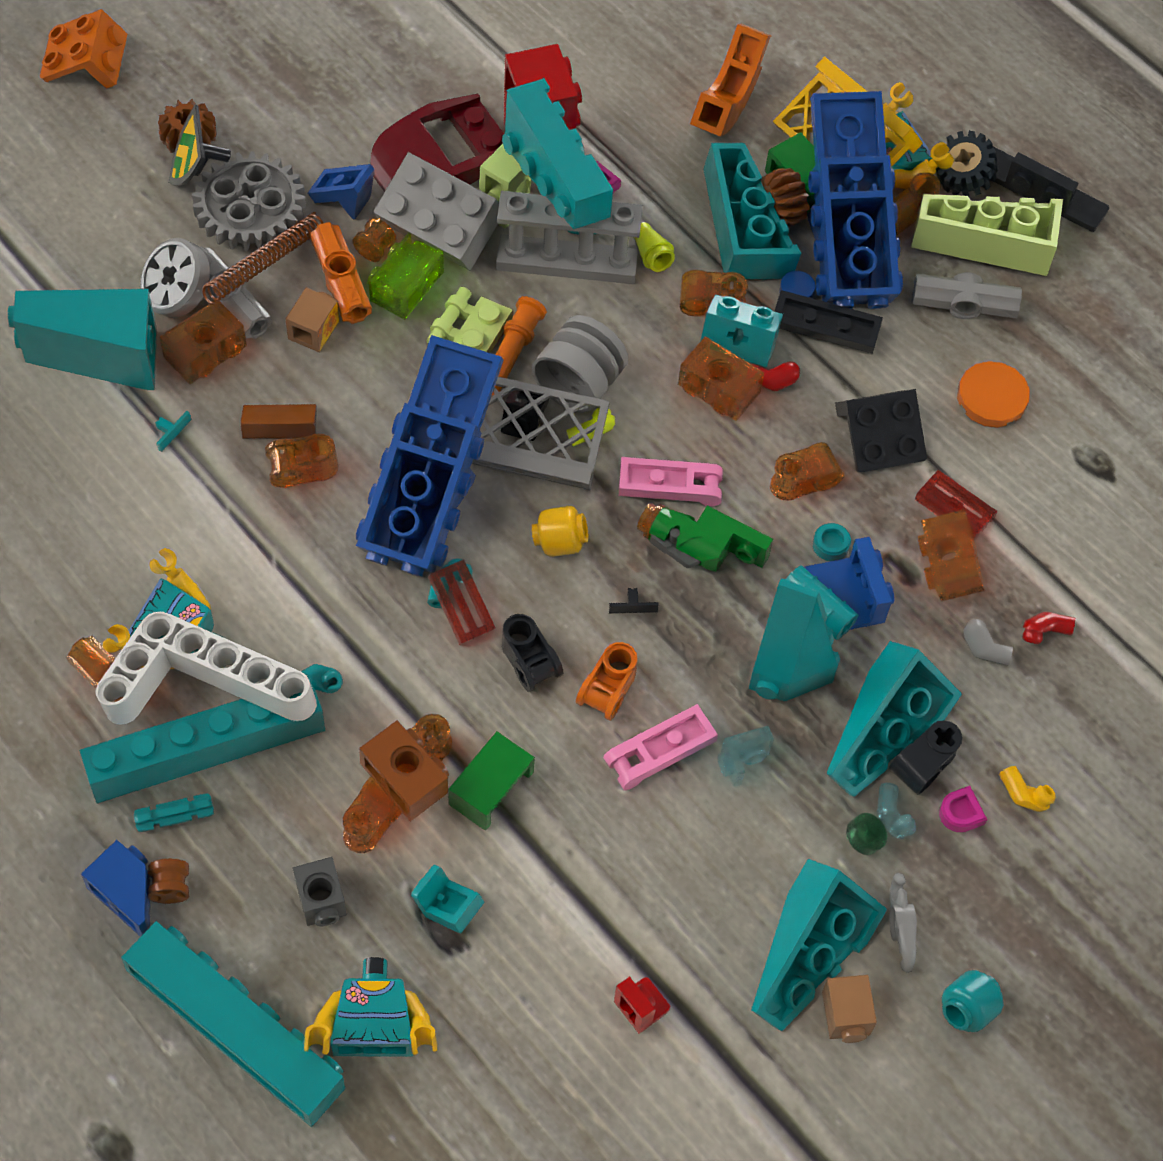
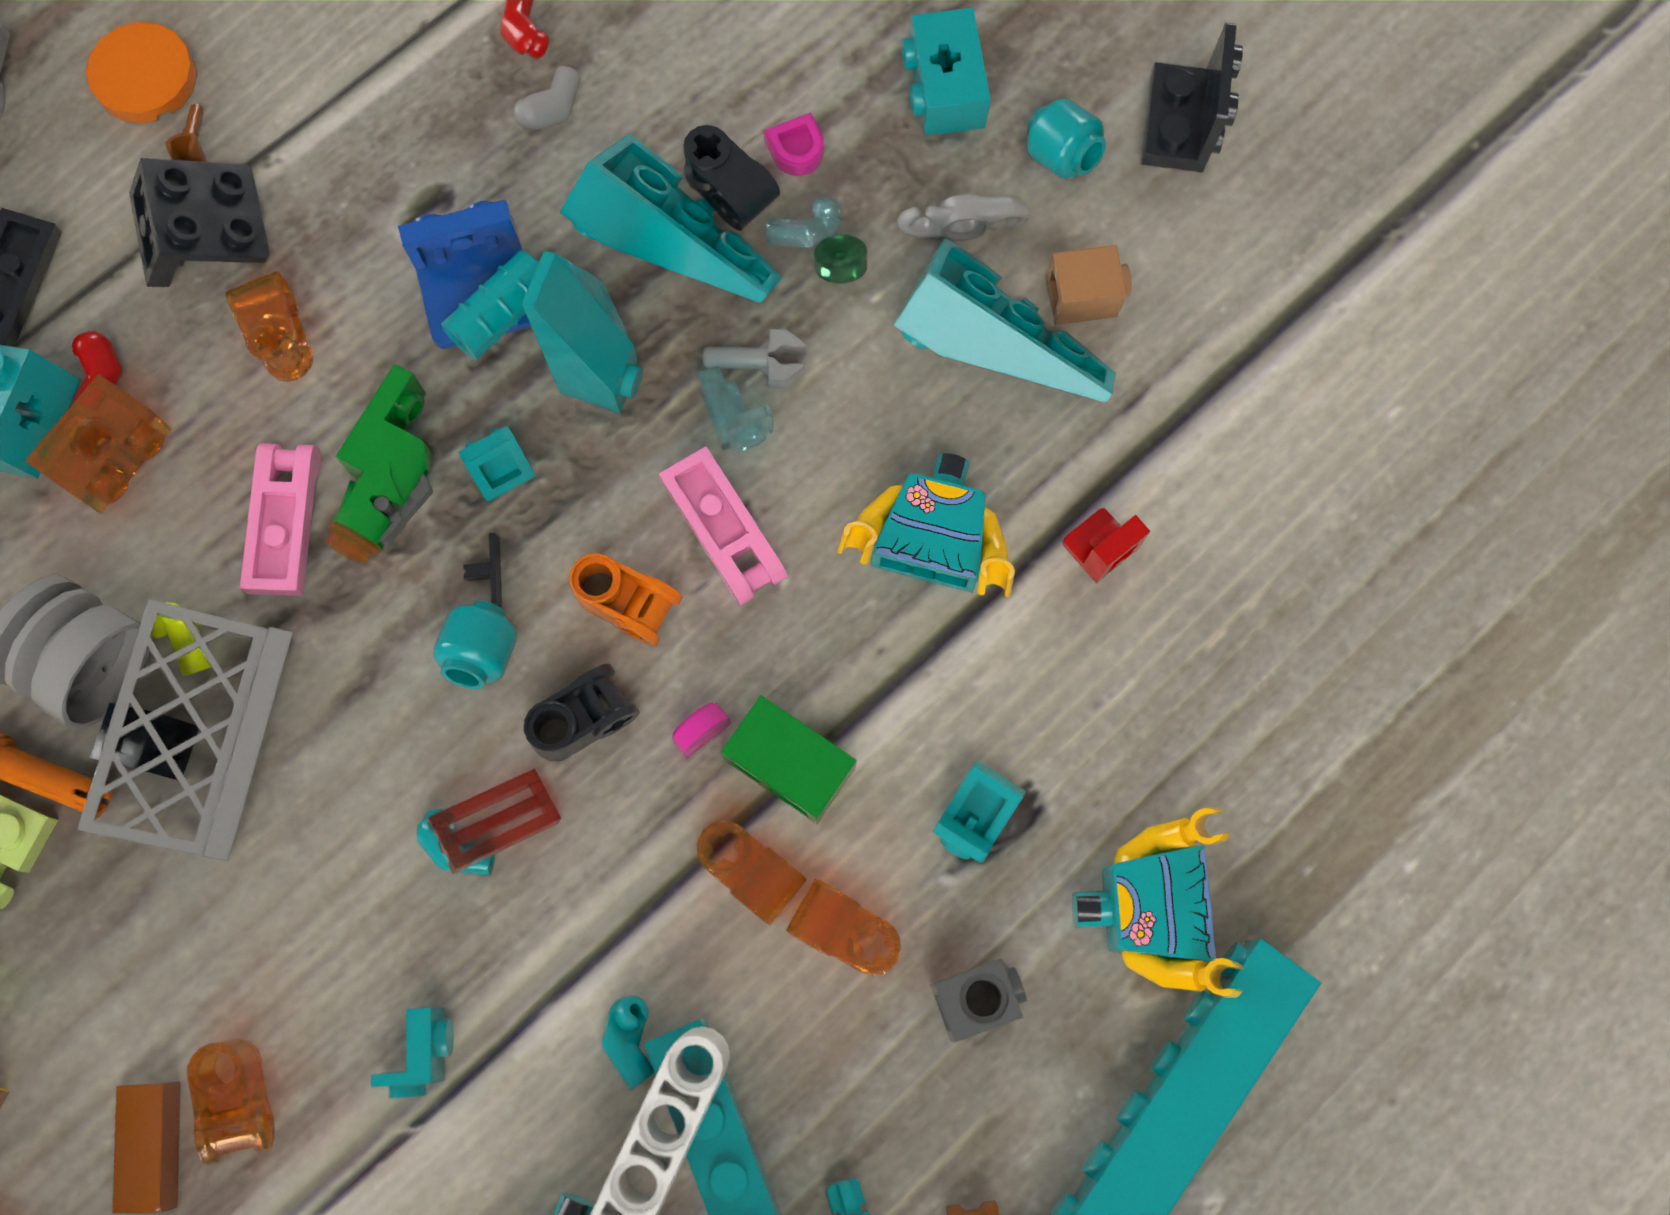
camera: 90 degrees left, 15 degrees up
(319, 563) = (427, 1044): none -> teal bracket
(409, 791) = (836, 869): dark orange brick -> none
(430, 459) = (242, 876): blue wedge -> none
(517, 727) = (700, 728): none -> dark pink tile
(560, 531) = (369, 676): yellow head -> none
(579, 591) = (475, 645): none -> teal head
(652, 881) = (934, 531): none -> torso
(706, 605) = (496, 463): none -> teal tile
(789, 779) = (761, 358): none -> light grey bar
(831, 542) = (386, 296): teal tile -> none
(935, 419) = (186, 145): none -> dark orange hand
(942, 504) = (334, 135): clear red tile -> none
(951, 535) = (387, 119): clear orange brick -> none
(1004, 1100) = (1192, 108): none -> black bracket
(1008, 929) = (947, 71): none -> teal brick
(1024, 795) = (772, 65): yellow arm -> none

